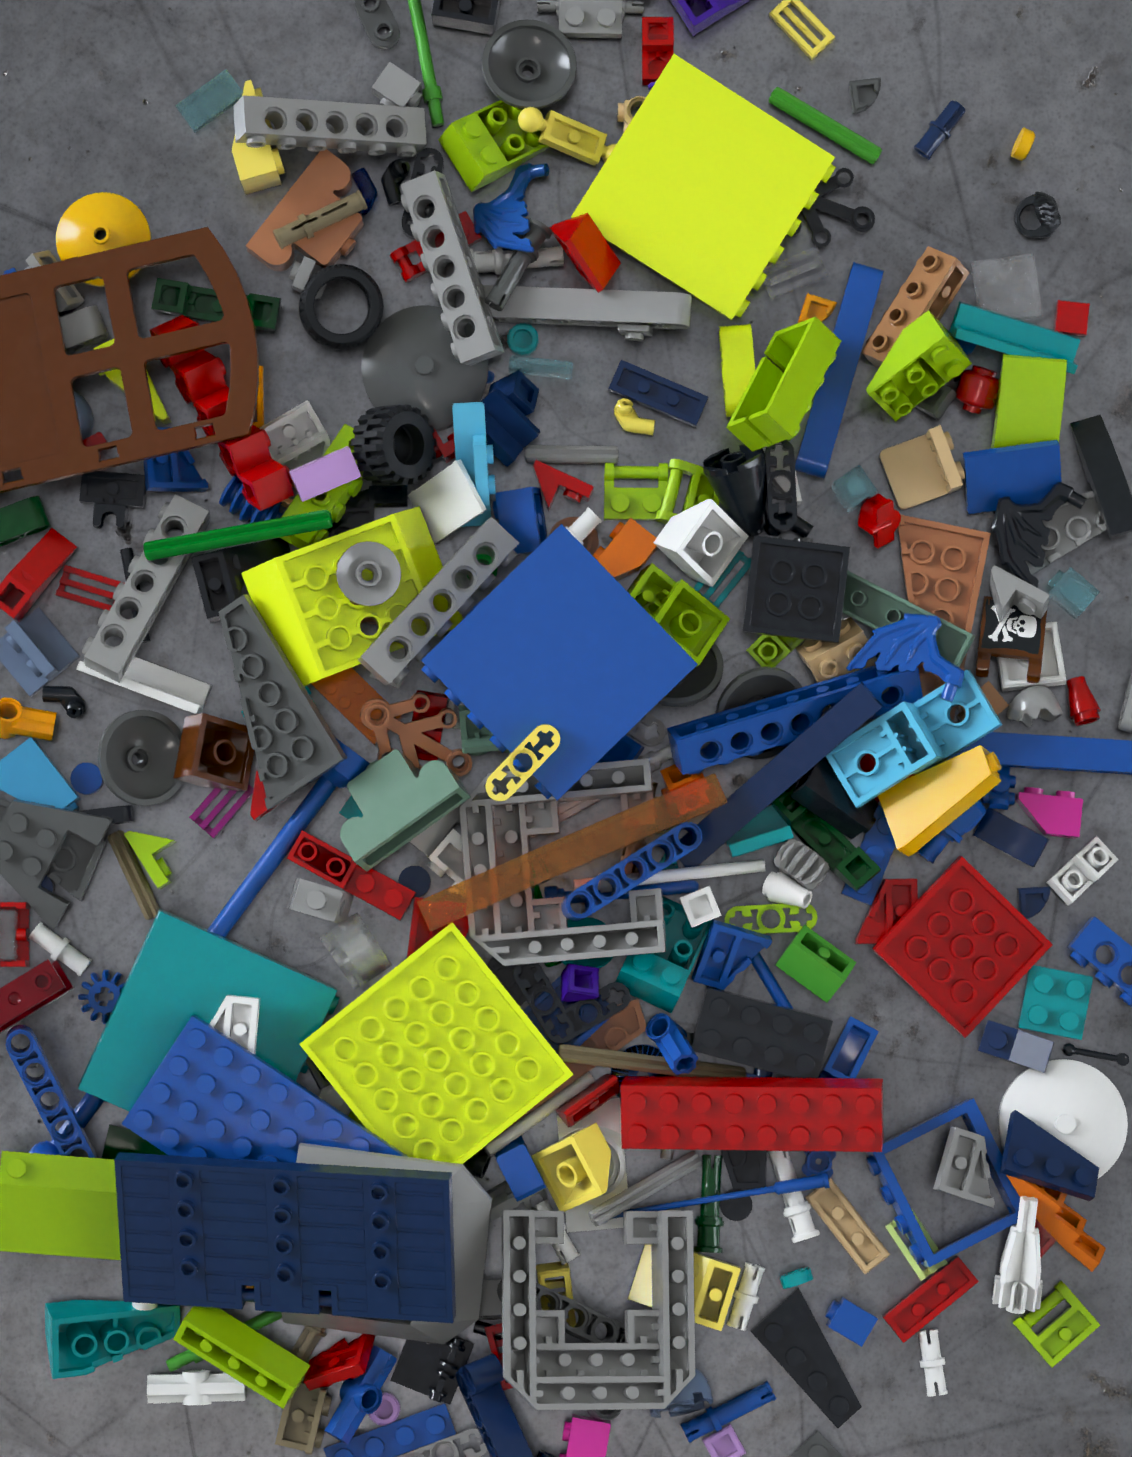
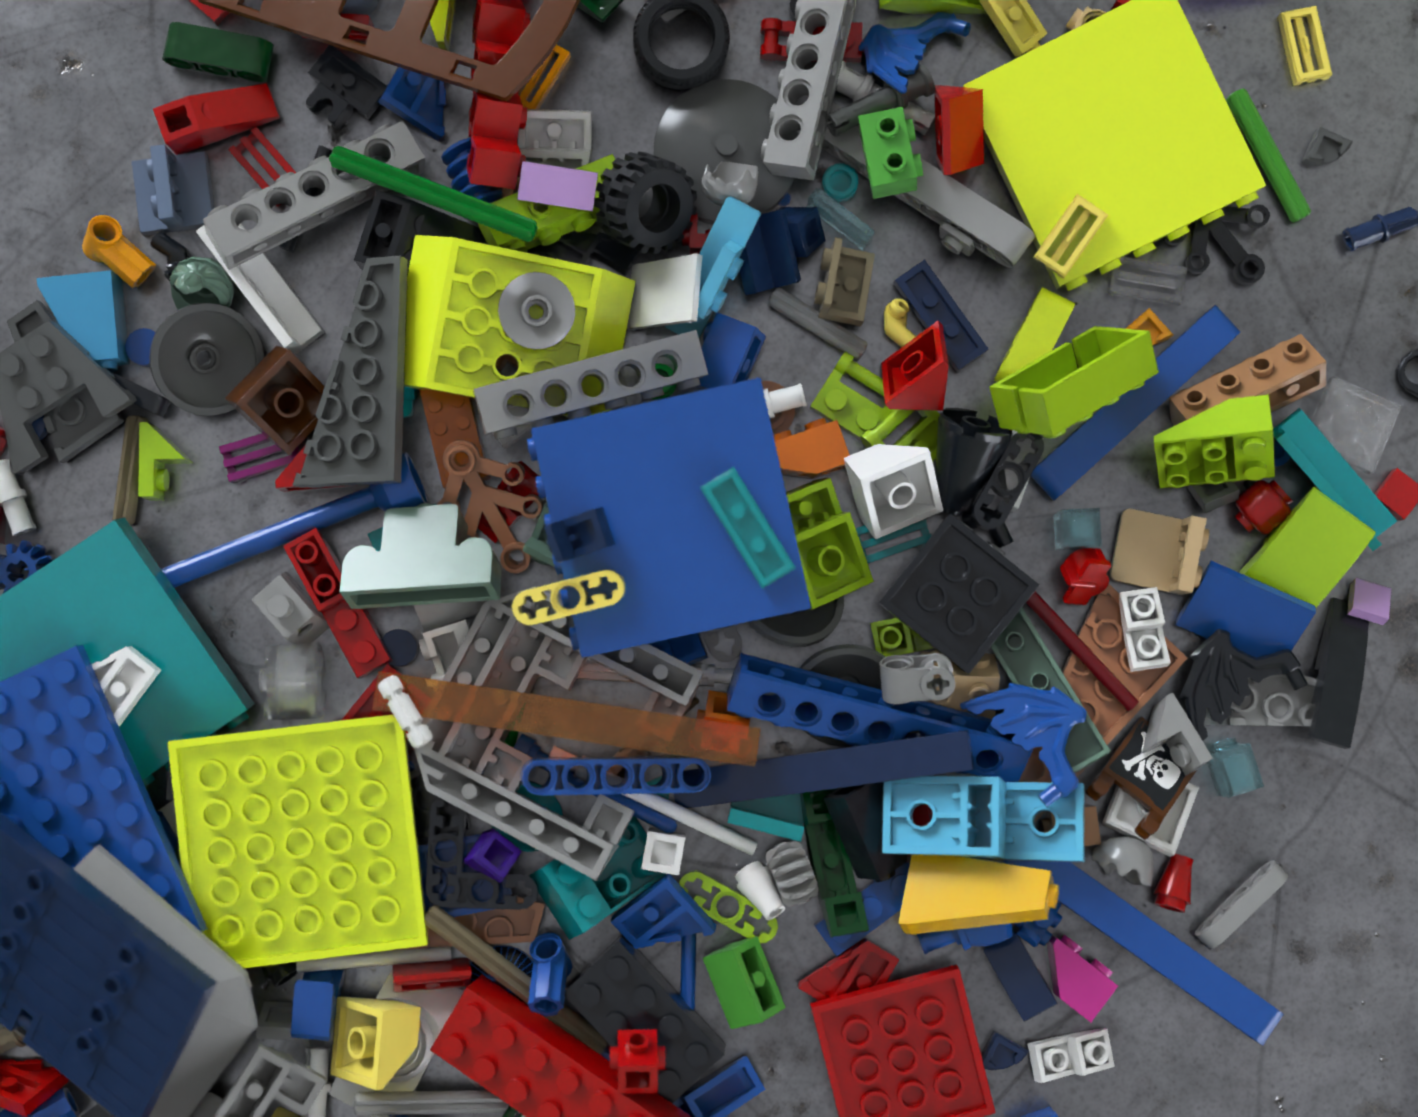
camera: 30 degrees right, 0 degrees up
(101, 705) = (201, 281): none -> sand green piece
(445, 391) = (730, 180): none -> light grey hair
(455, 916) = (405, 711): none -> white axle
(503, 713) = (579, 535): none -> dark blue bracket
(548, 300) = (888, 152): none -> bright green brick
(552, 480) = (783, 337): red slope -> none
(574, 412) = (845, 284): none -> dark tan bracket
(618, 634) = (747, 527): none -> teal tile
(667, 447) = (917, 372): none -> red slope
(715, 307) = (1051, 263): none -> light yellow tile
(773, 1058) = (637, 1053): none -> red brick
(800, 671) = (911, 678): none -> light grey piece
(910, 575) = (1082, 651): none -> dark red bar
(945, 532) = (1143, 630): none -> white slope
(1096, 410) = (1369, 601): none -> lavender tile

